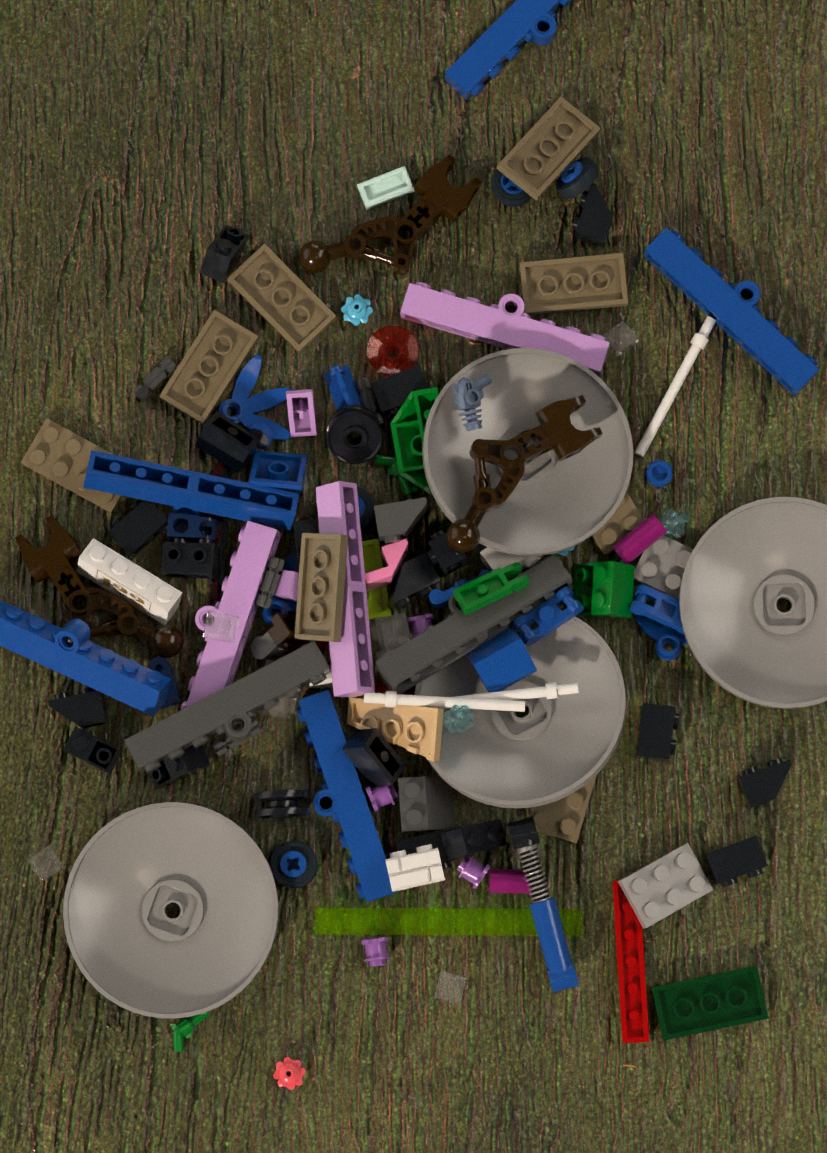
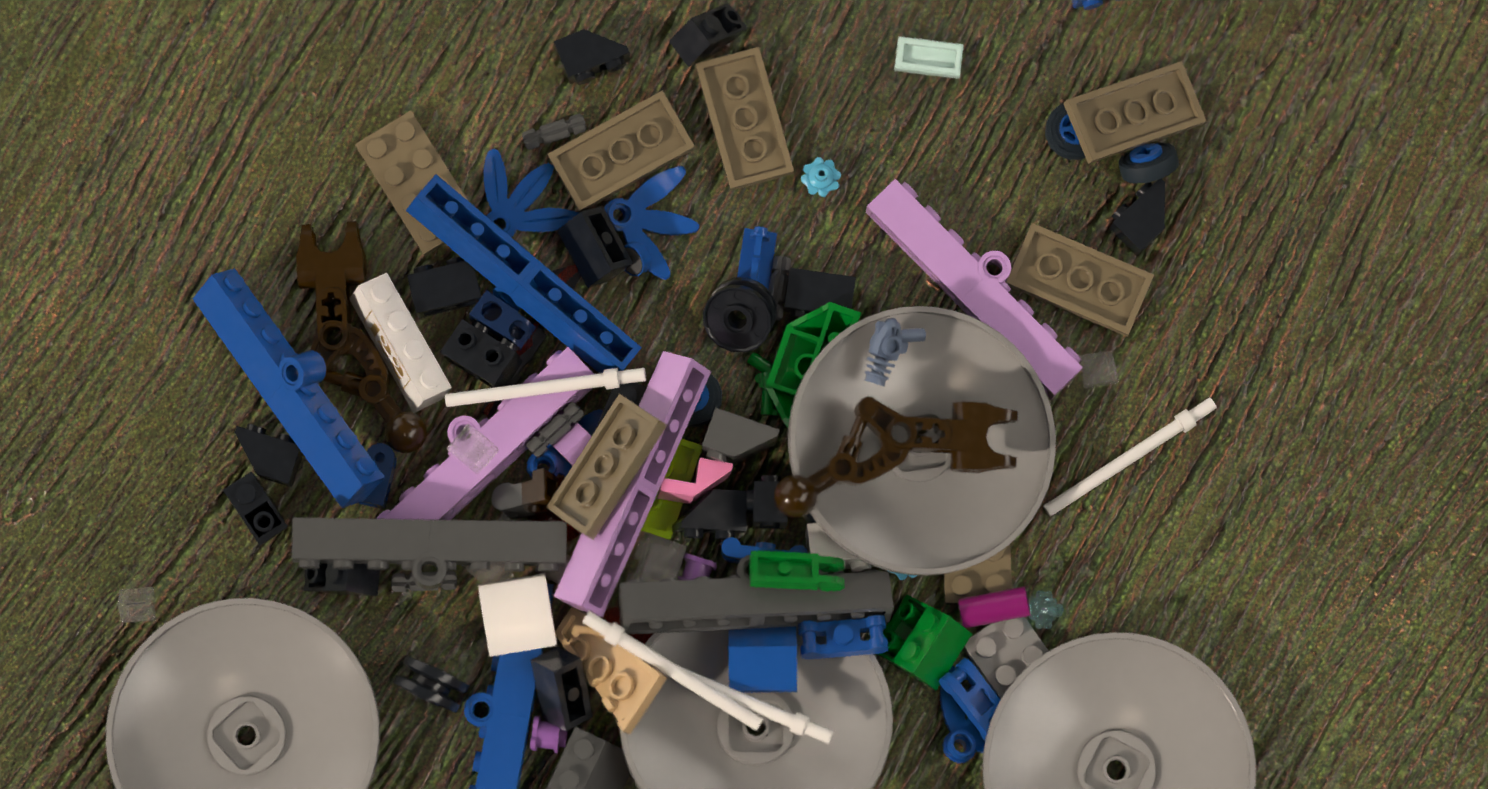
camera: 20 degrees right, 0 degrees up
(148, 313) = (587, 54): none -> black slope
(157, 437) = (522, 197): none -> blue plant
(279, 471) = (634, 310): blue slope -> none
(289, 525) = (609, 378): none -> white bar
(300, 870) = (422, 763): black wheel -> none
(301, 413) = (695, 258): lavender slope -> none
(315, 723) = (517, 615): none -> white slope
(390, 339) = (838, 229): clear red dish -> none
(437, 200) = (978, 103): dark brown piece -> none
(458, 719) = (677, 698): clear light blue plant -> none
(659, 473) = (1058, 545): blue tile -> none
(732, 313) = (1239, 406): blue hinge -> none

